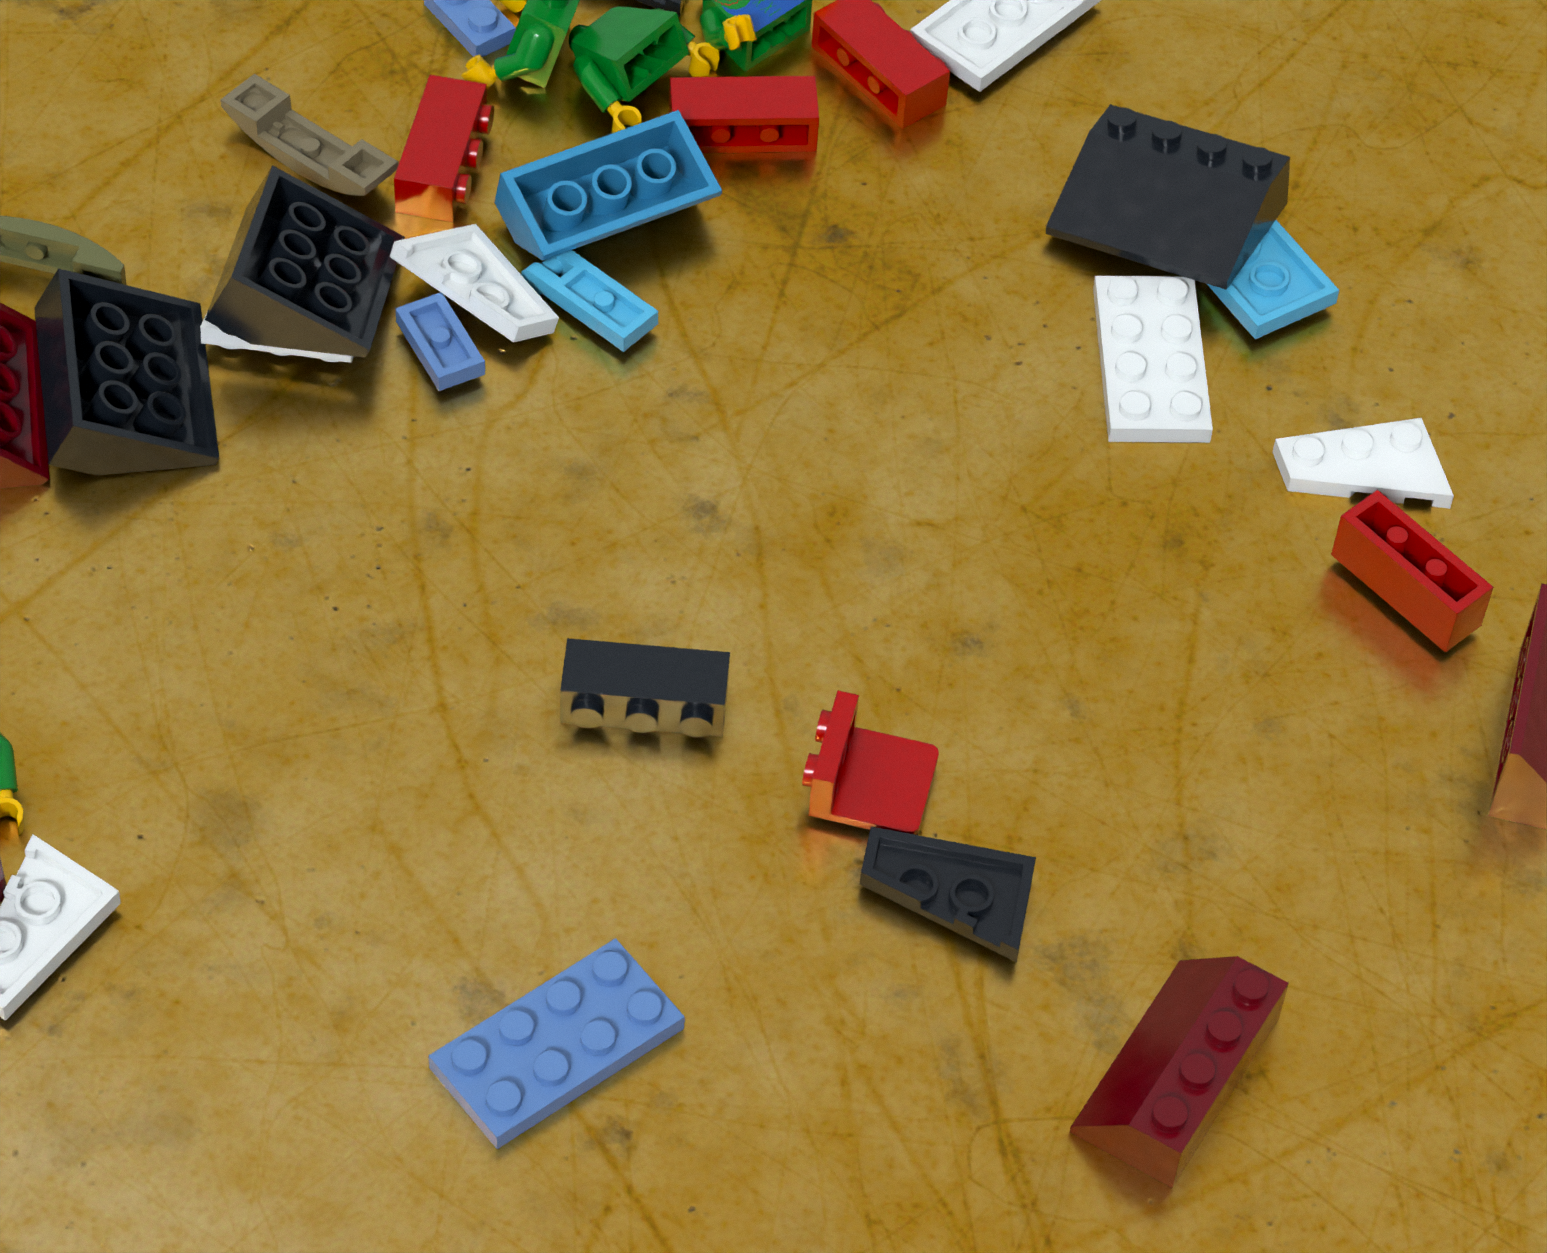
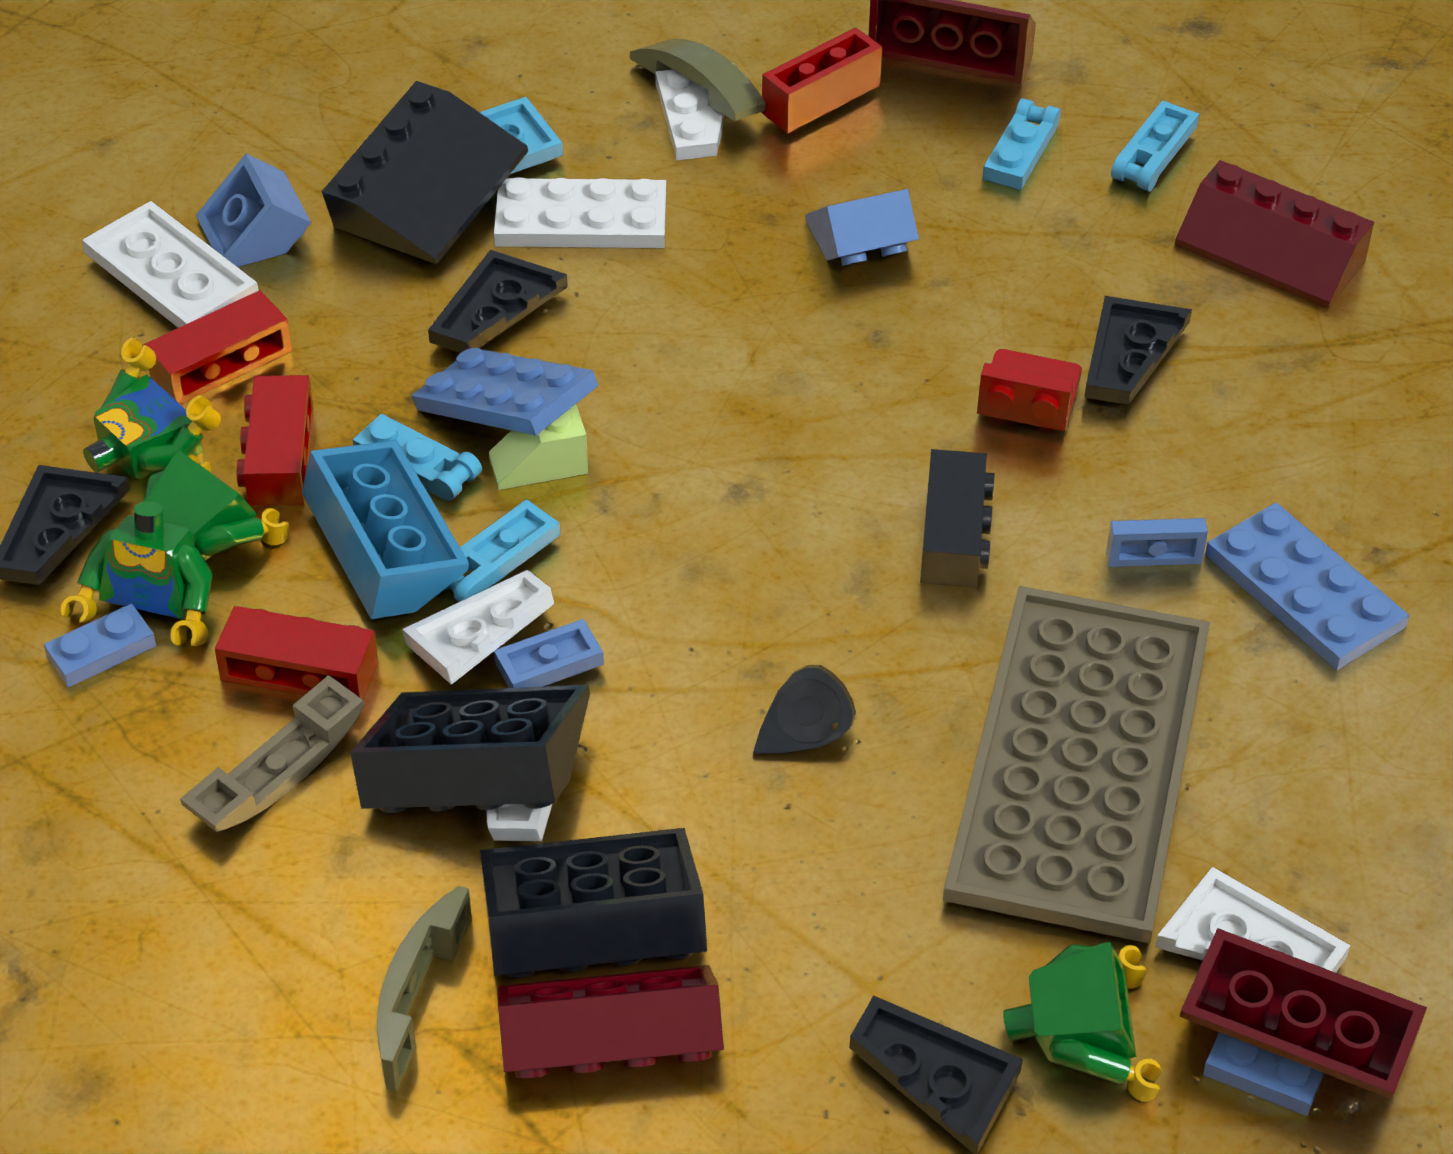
camera: 85 degrees left, 5 degrees down
(289, 792) = (1079, 765): none -> dark tan plate
(354, 549) = (805, 712): none -> black piece
(611, 862) = (1156, 542): none -> medium blue plate
(735, 230) = (436, 465): none -> medium azure plate
(742, 332) = (544, 457): none -> yellowish green slope
(805, 275) = (504, 390): none -> medium blue plate
(980, 279) = (494, 299): none -> black wing
(1098, 73) = (253, 214): none -> medium blue slope
(1145, 614) = (864, 226): none -> medium blue slope
(1348, 801) = (1021, 144): none -> medium azure plate
(1360, 945) = (1155, 145): none -> medium azure plate
(1409, 451) = (728, 87): none -> olive slope

